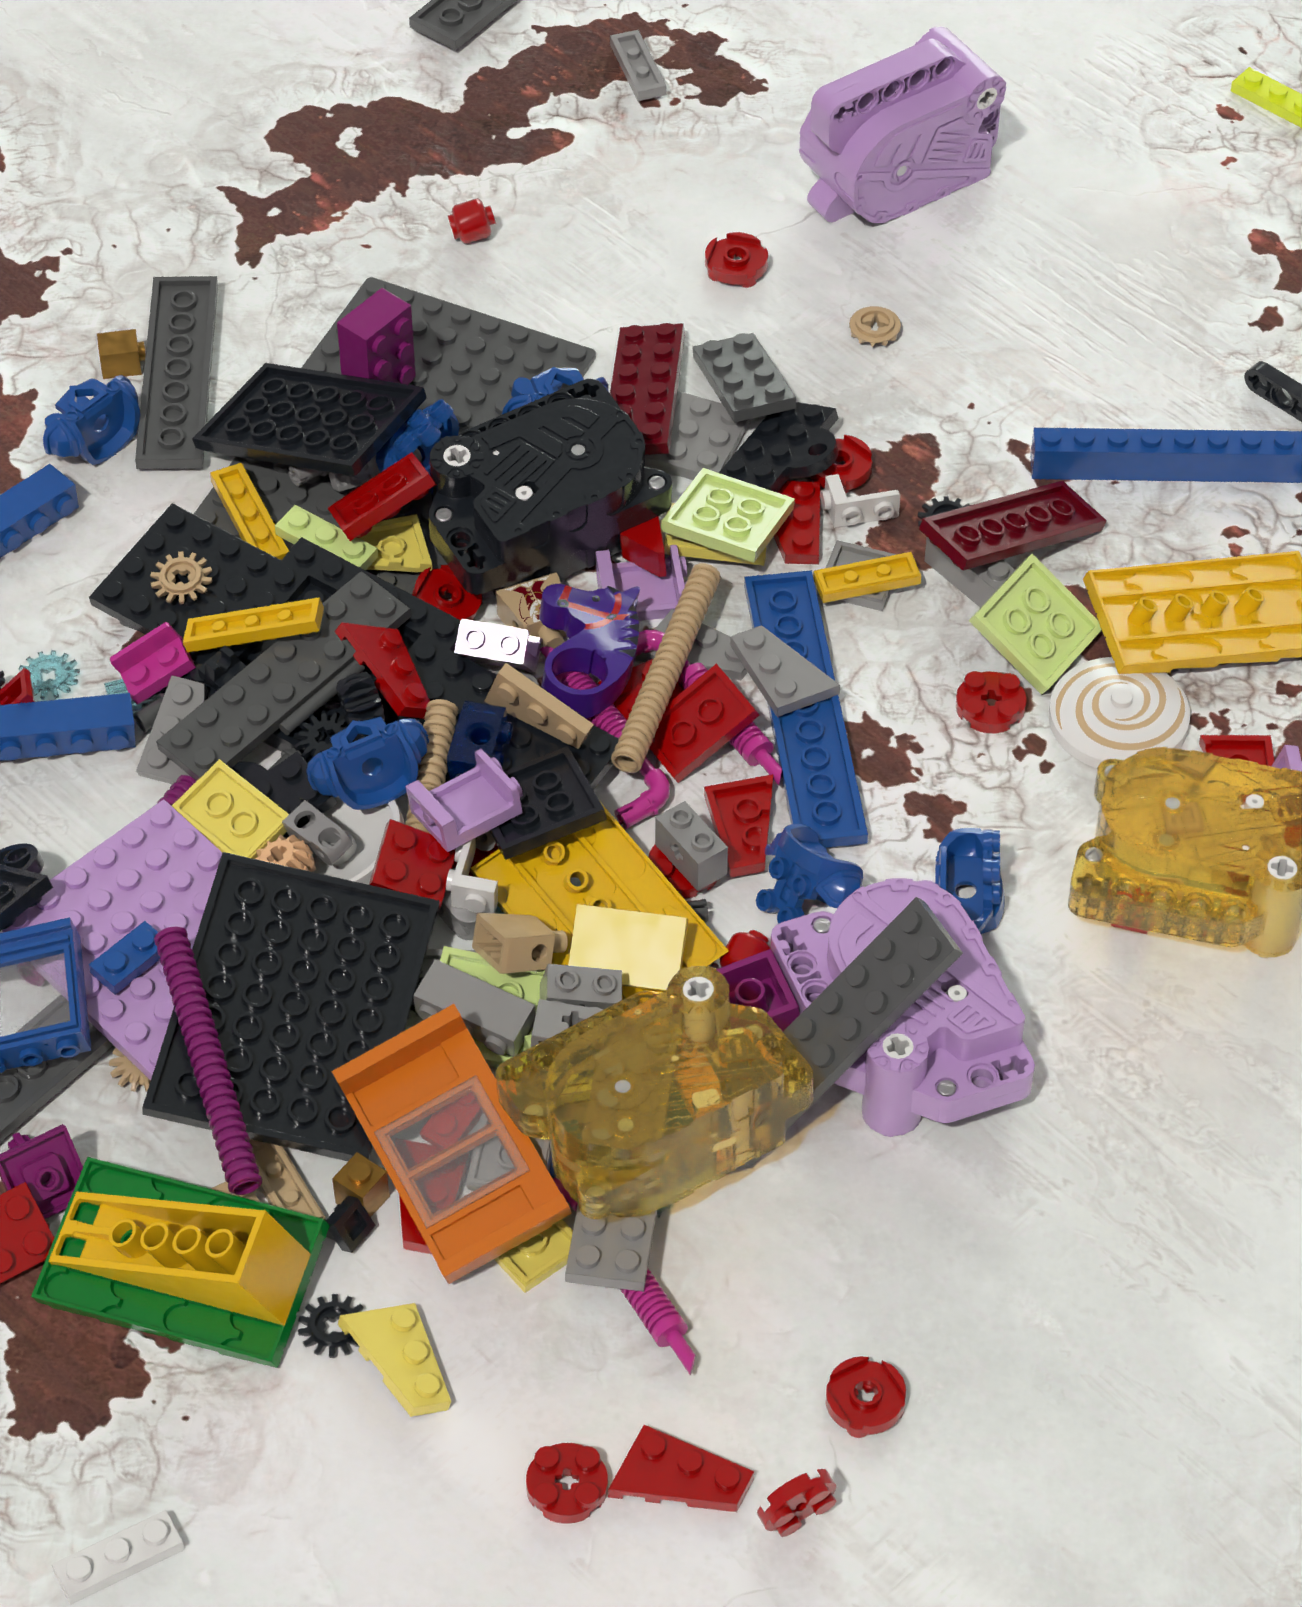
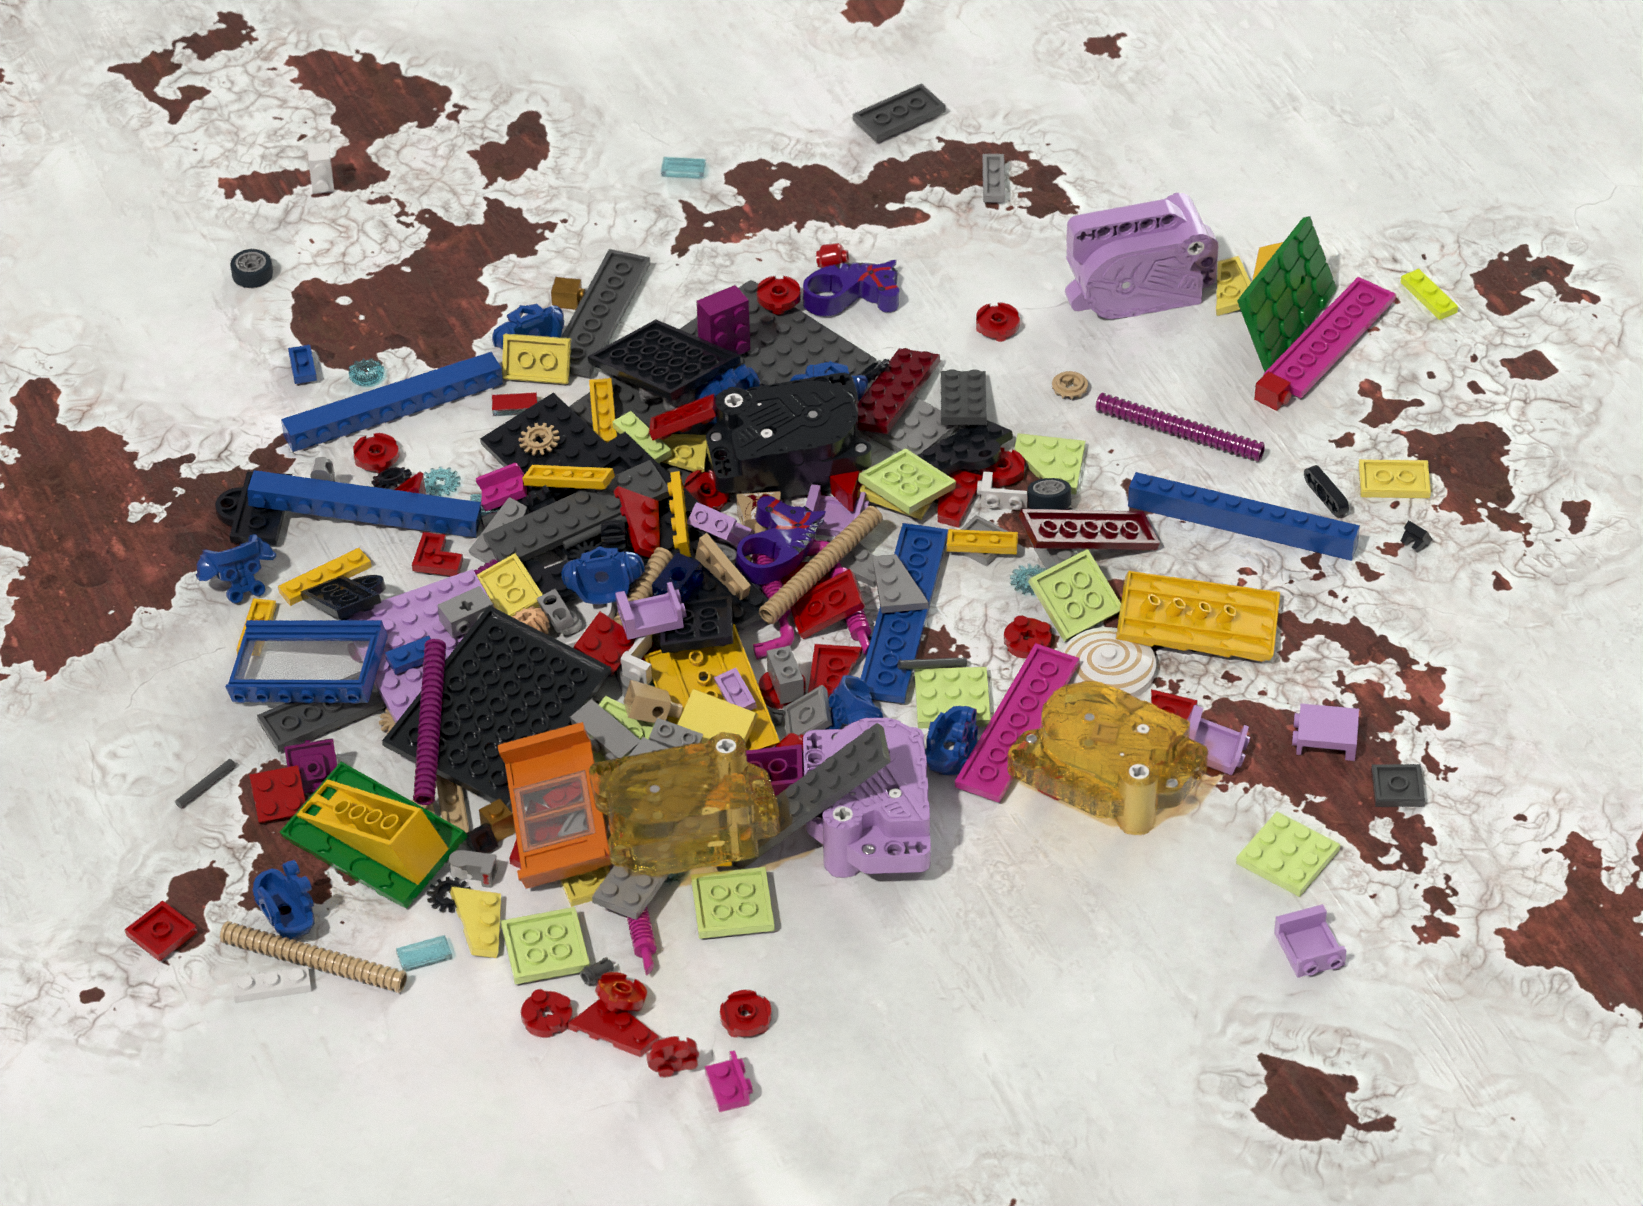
camera: 20 degrees right, 5 degrees down
(67, 1398) = (276, 890): none -> blue piece
(86, 798) = (432, 558): none -> red plate
(109, 532) = (512, 403): none -> red tile
(119, 458) = (536, 358): none -> light yellow tile
(166, 1492) = (313, 956): none -> tan piece
(185, 870) = (463, 611): none -> light grey brick
(205, 140) = (683, 167): none -> clear light blue tile
(336, 1435) = (424, 953): none -> clear light blue tile
(354, 1270) = (474, 866): none -> light grey leg
(424, 301) = (787, 294): none -> red plate
(444, 652) = (678, 507): none -> yellow plate
(514, 249) = (849, 282): none -> dark purple animal
(518, 1370) = (544, 945): none -> yellowish green plate
(605, 364) = (875, 369): none -> black gear
(609, 1396) = (592, 973): none -> dark grey pin
(634, 888) = (735, 690): none -> lavender plate
(670, 1417) = (620, 993): none -> red plate
(746, 896) = (808, 712): none -> light grey tile
(765, 1221) = (732, 902): none -> yellowish green plate
(882, 774) = (932, 663): none -> dark grey piece
(892, 1517) = (728, 1083): none -> dark pink bracket
(903, 436) = (1052, 457): none -> yellowish green plate
(920, 810) = (948, 687): none -> yellowish green plate
(927, 488) = (1049, 494): none -> black wheel
(939, 614) = (1020, 577): none -> clear light blue gear
(1027, 145) = (1231, 284): none -> light yellow wing
(1042, 833) = (1018, 712): none -> dark pink plate
(1051, 350) = (1180, 426): none -> magenta piece
(1111, 131) = (1286, 292): none -> green piece
(1149, 273) = (1272, 391): none -> red brick
(1182, 184) = (1331, 335): none -> dark pink plate

